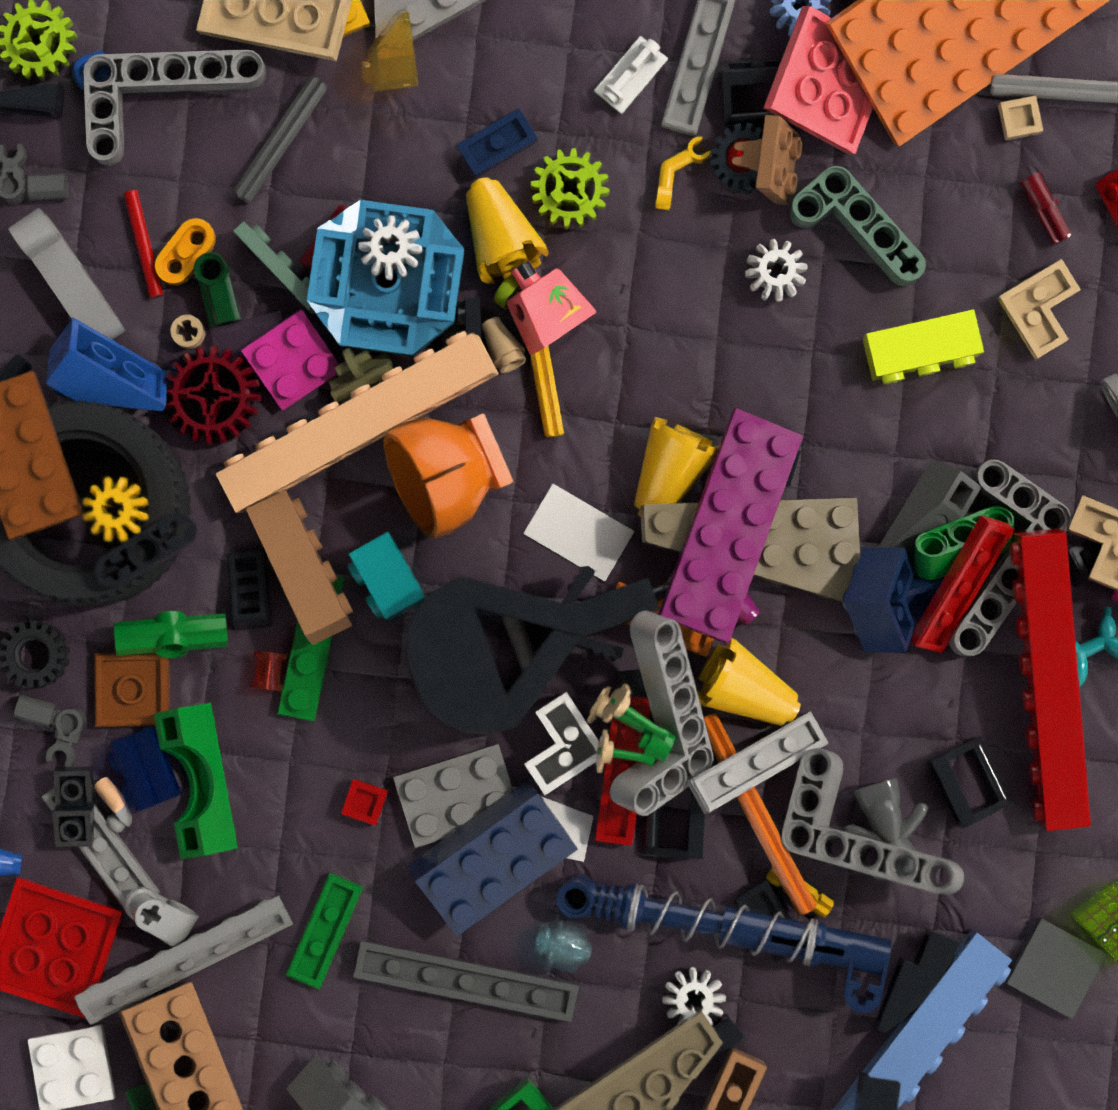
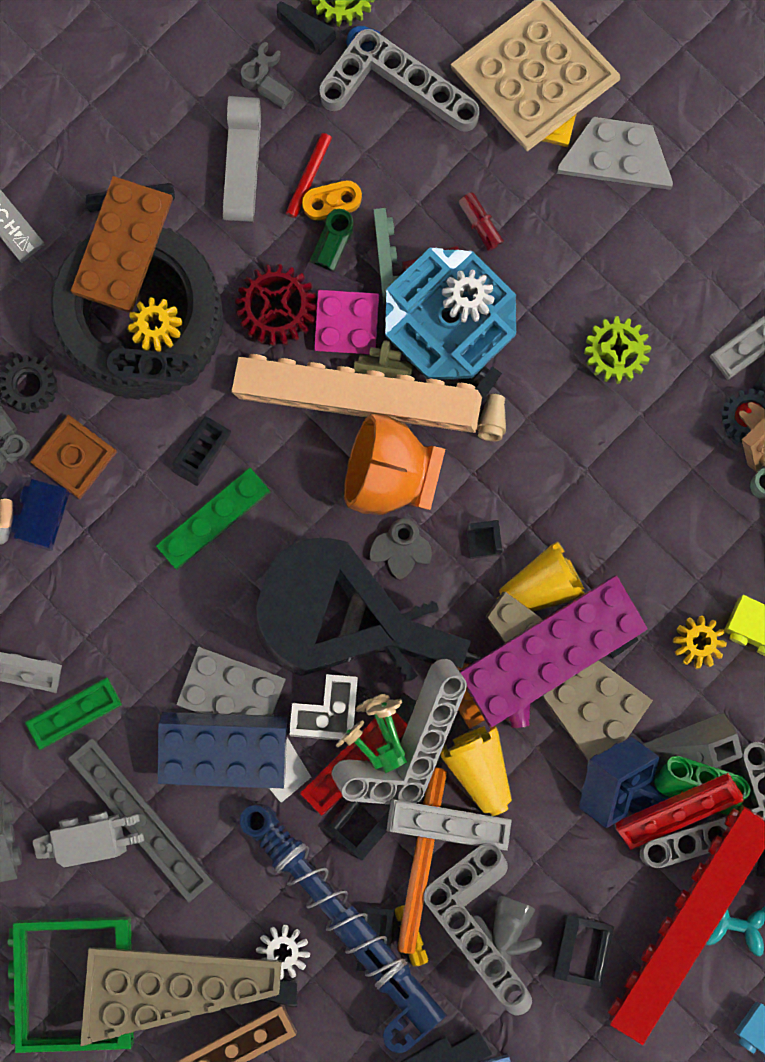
camera: 35 degrees right, 5 degrees down
(100, 370) = (217, 232): blue slope -> none
(170, 634) = (127, 439): green piece -> none
(193, 740) = (86, 518): green arch -> none
(195, 323) = (284, 253): tan bush -> none
(268, 670) = (171, 512): clear red bush -> none
(280, 139) = (451, 175): dark grey axle -> none
(299, 566) = (245, 460): medium nougat brick -> none
(344, 163) = (480, 221): none -> dark red axle
(364, 802) = (167, 648): red plate -> none
(387, 577) = (298, 509): teal brick -> none
(392, 56) = (565, 176): clear yellow slope -> none
(432, 1039) = (87, 840): none -> light grey hinge
(497, 143) = (592, 284): dark blue plate -> none
(500, 232) = (548, 345): yellow cone -> none
(506, 291) = (525, 386): lime tile -> none
(515, 540) = (401, 553): none -> dark grey plate
(546, 306) = (541, 413): coral torso -> none
(547, 393) = (501, 465): yellow axle -> none
(562, 946) = (223, 847): clear light blue head -> none
(578, 532) = (450, 582): white sticker -> none
(583, 467) = (484, 539): none -> black panel
(631, 74) = (716, 307): white hinge -> none
(673, 164) = (700, 387): yellow arm -> none
(768, 259) = (715, 497): white gear -> none
(871, 413) = (706, 651): none -> yellow gear

